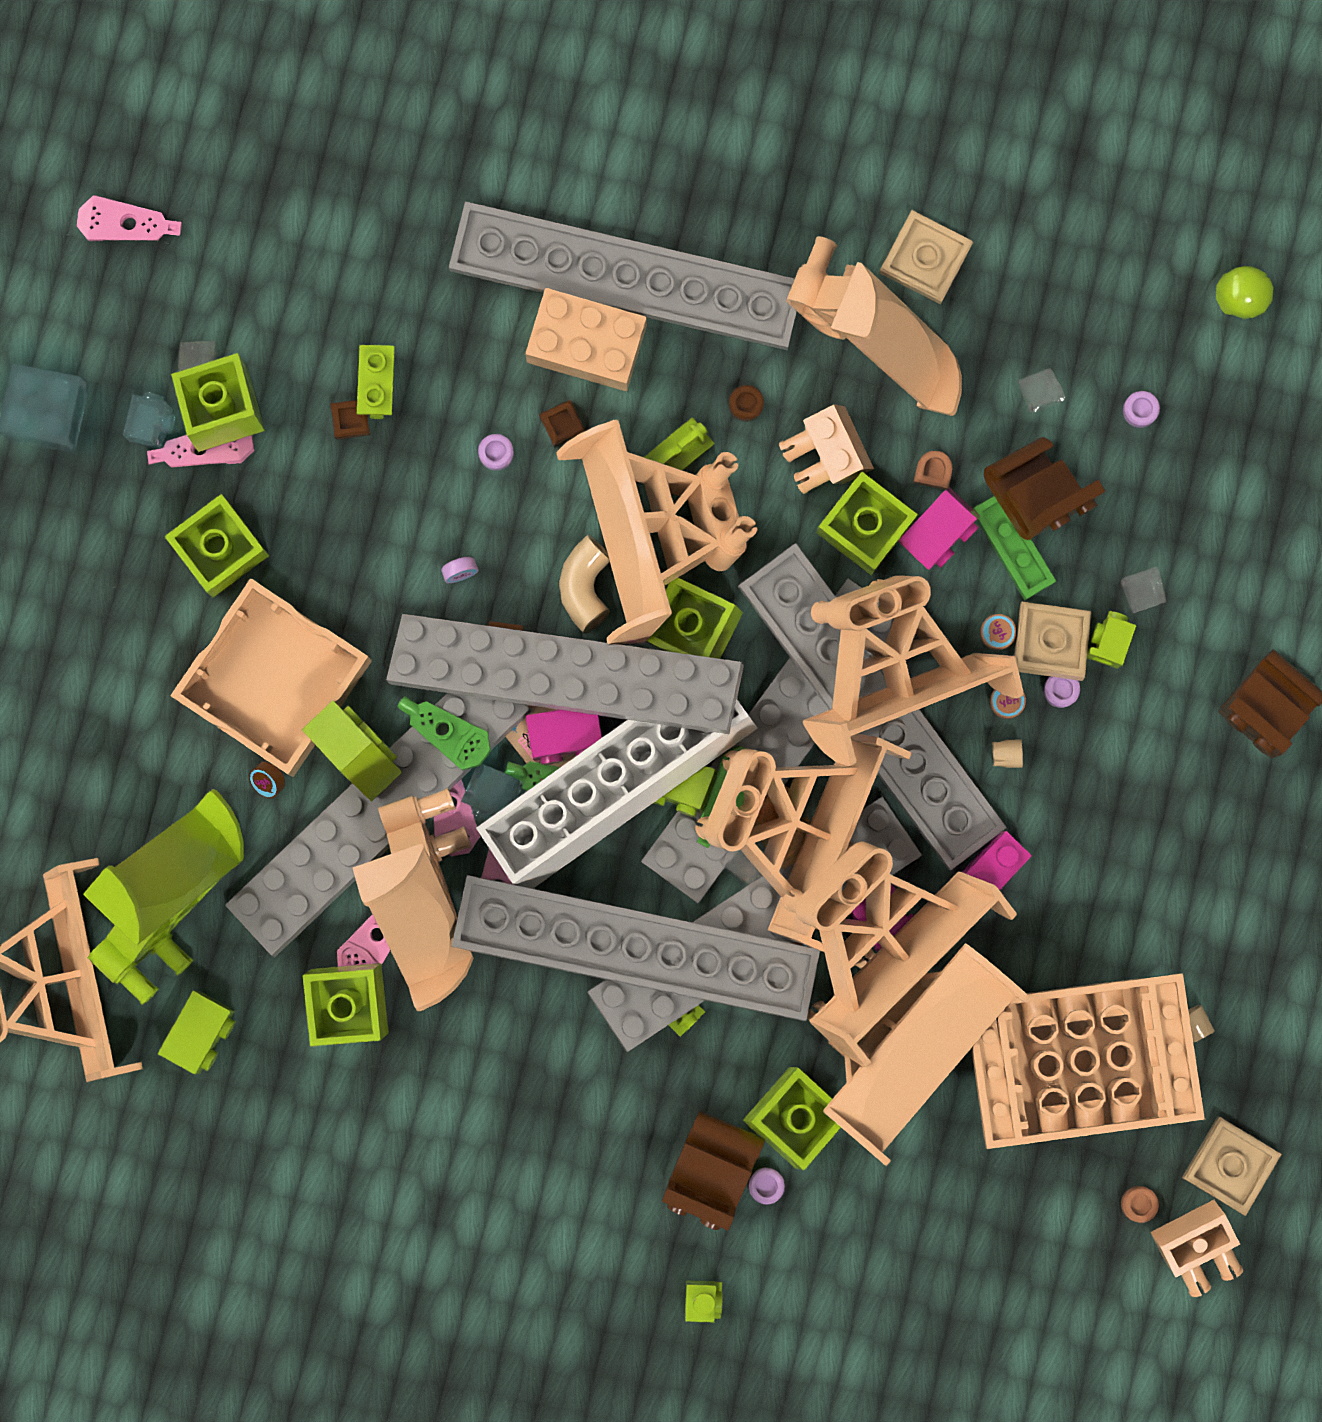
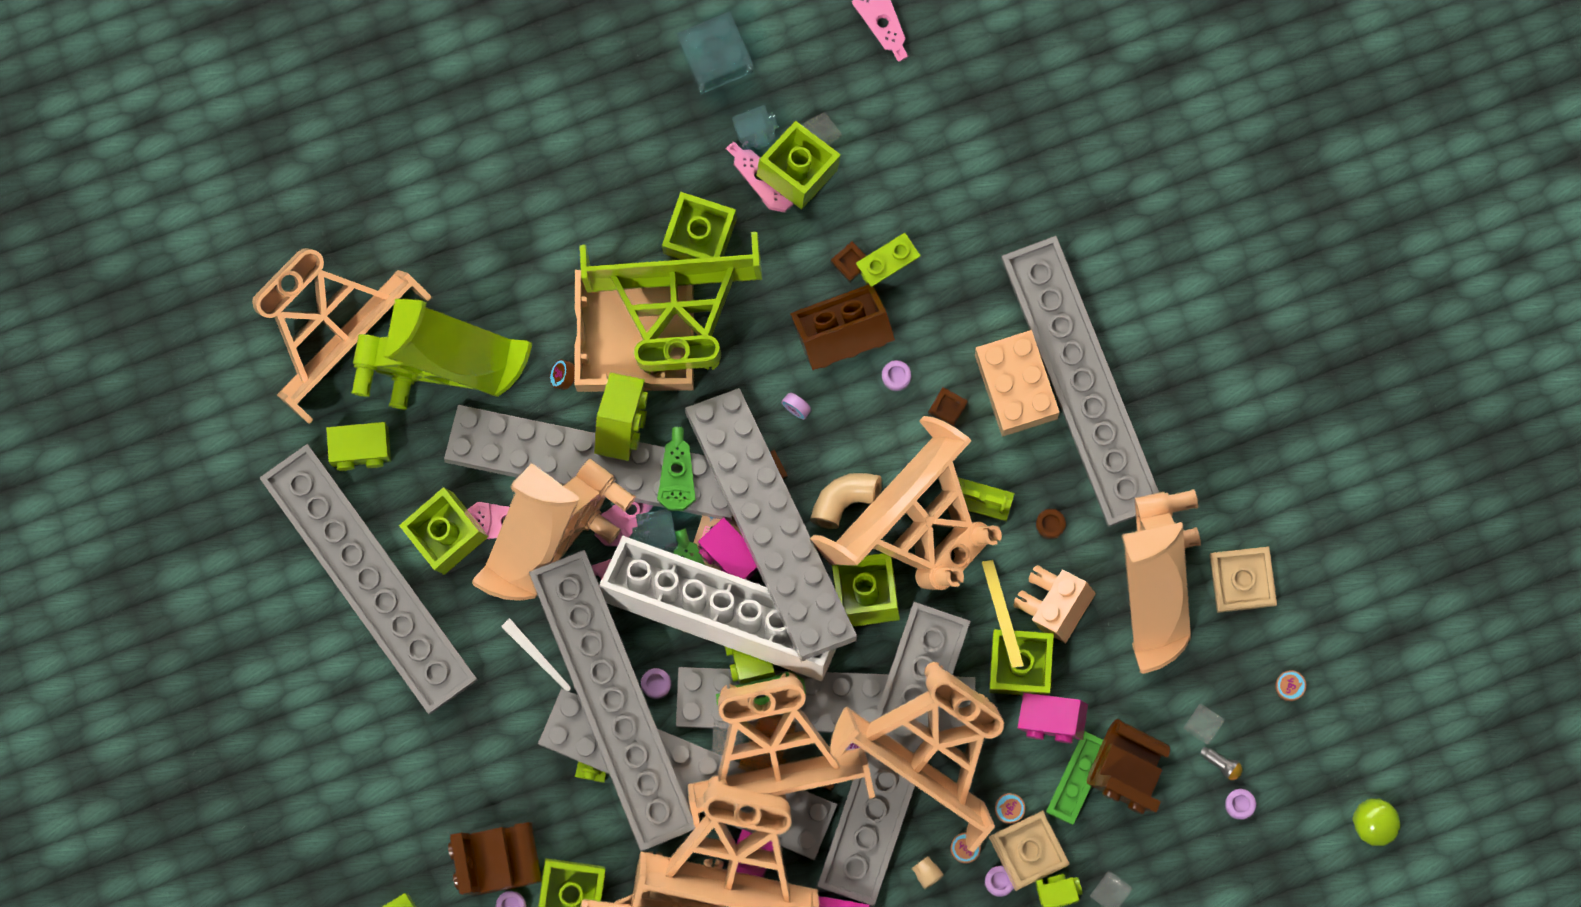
camera: 65 degrees right, 5 degrees down
(313, 672) = (654, 352): none -> lime piece
(339, 1112) = (368, 579): none -> light grey plate
(411, 470) = (842, 326): none -> reddish brown slope
(504, 999) = (523, 641): none -> white sticker
(641, 894) = (656, 683): none -> lavender tile
(808, 508) = (1002, 613): none -> light yellow sticker
(934, 470) = (1094, 686): nougat tile -> none
(1059, 283) = (1290, 685): none -> tile
(1102, 394) = (1230, 768): none -> flat silver piece

